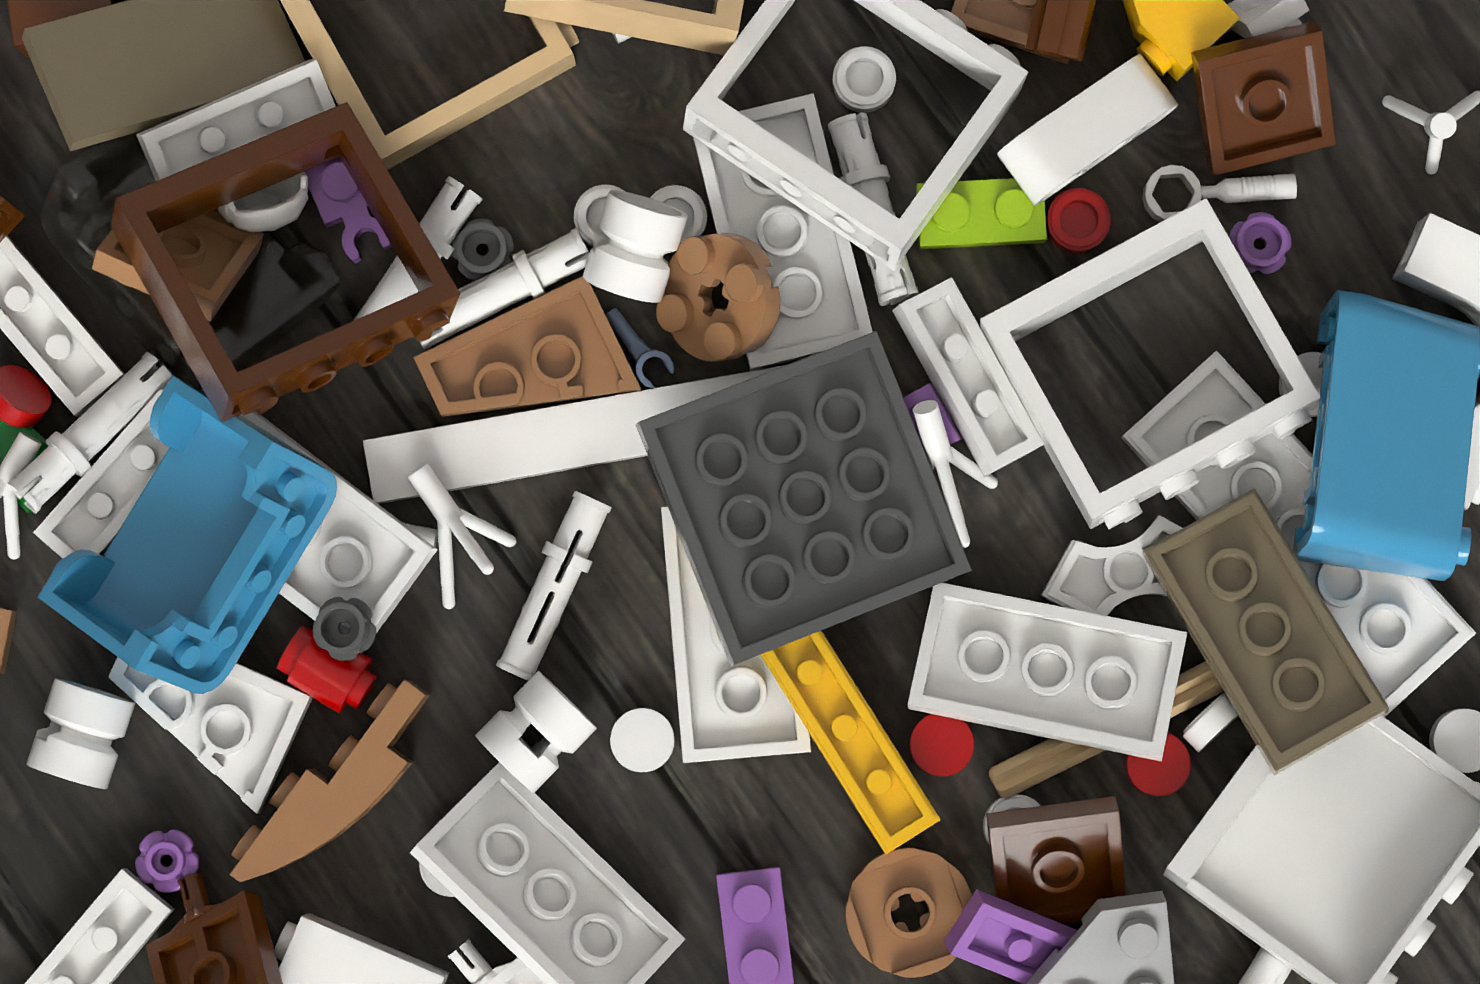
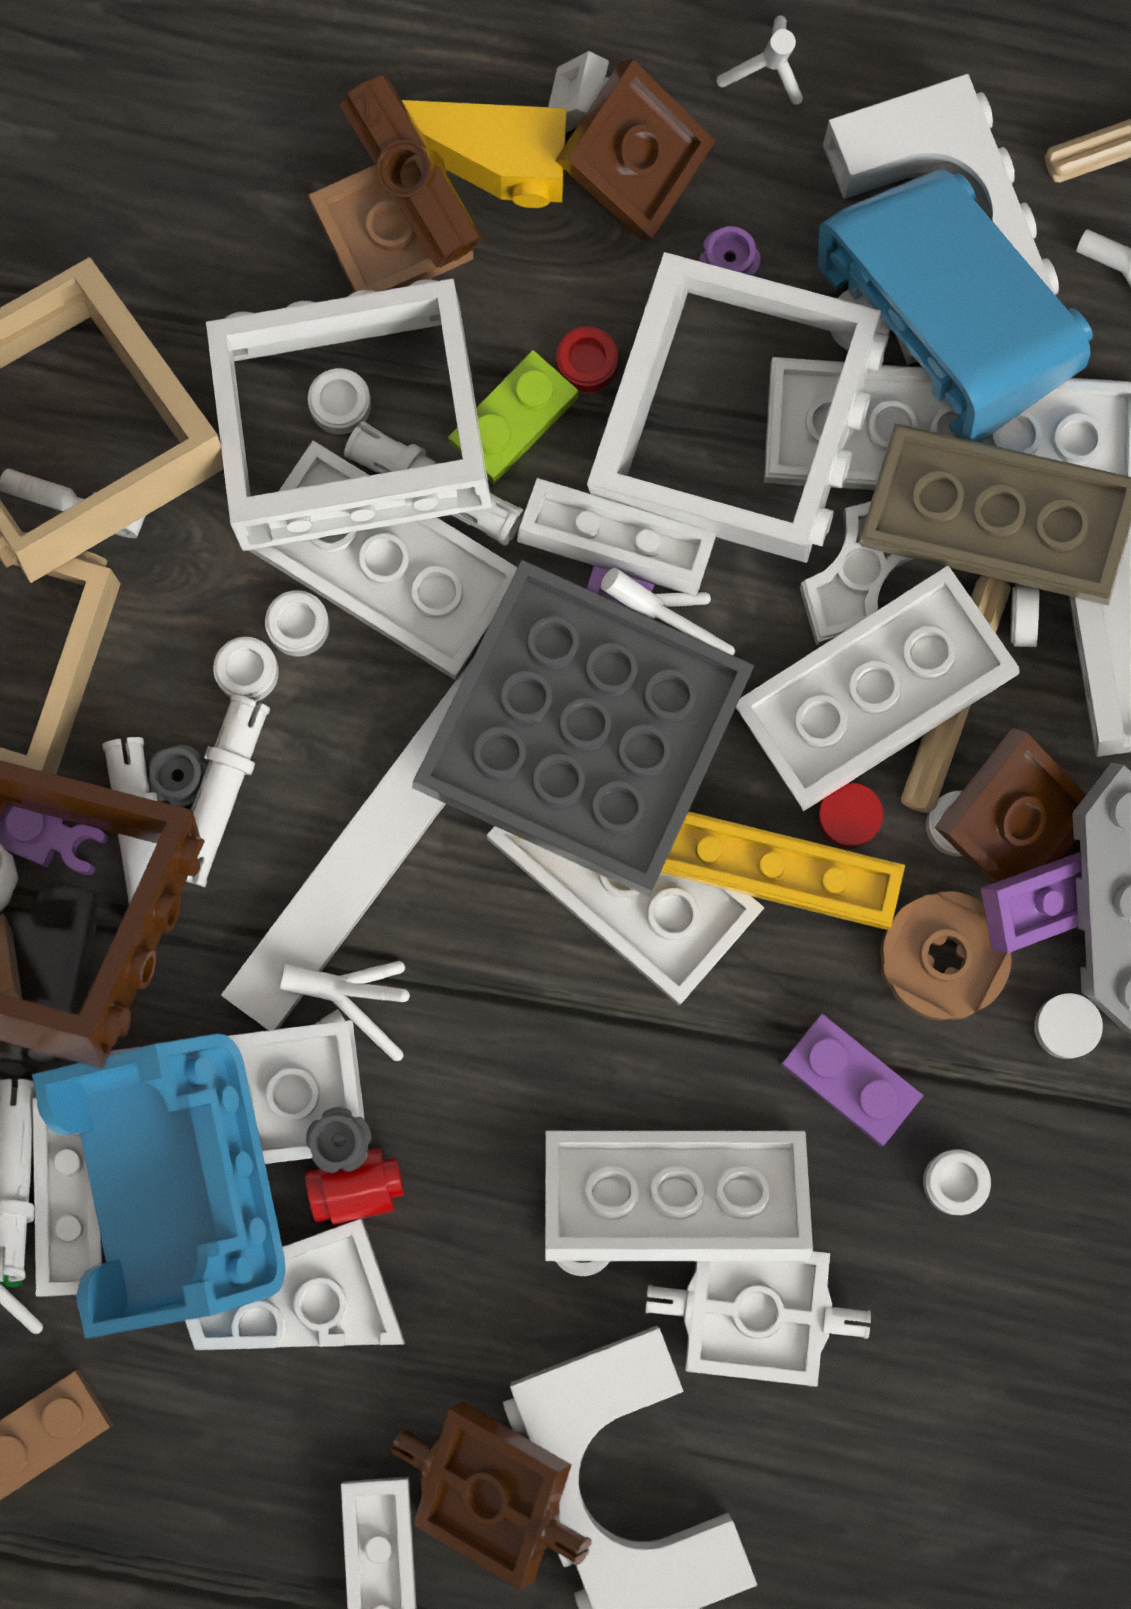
camera: 45 degrees left, 5 degrees down
(80, 734) = (214, 1412): white wheel -> none
(149, 864) = (350, 1440): medium lavender plate -> none
(320, 809) = (445, 1298): medium nougat slope -> none
(530, 356) = (286, 817): medium nougat wing -> none
(552, 715) = (552, 1060): white wheel -> none
(584, 515) = (438, 895): white pin -> none
(636, 241) = (288, 664): white wheel -> none
(636, 347) = (360, 740): sand blue hand -> none
(642, 740) = (634, 1018): white tile -> none
(688, 303) = (360, 669): medium nougat plate -> none
(1087, 129) = (532, 286): white beam -> none
(1160, 777) = (1023, 691): red tile -> none
(1228, 190) = (671, 242): white piece -> none

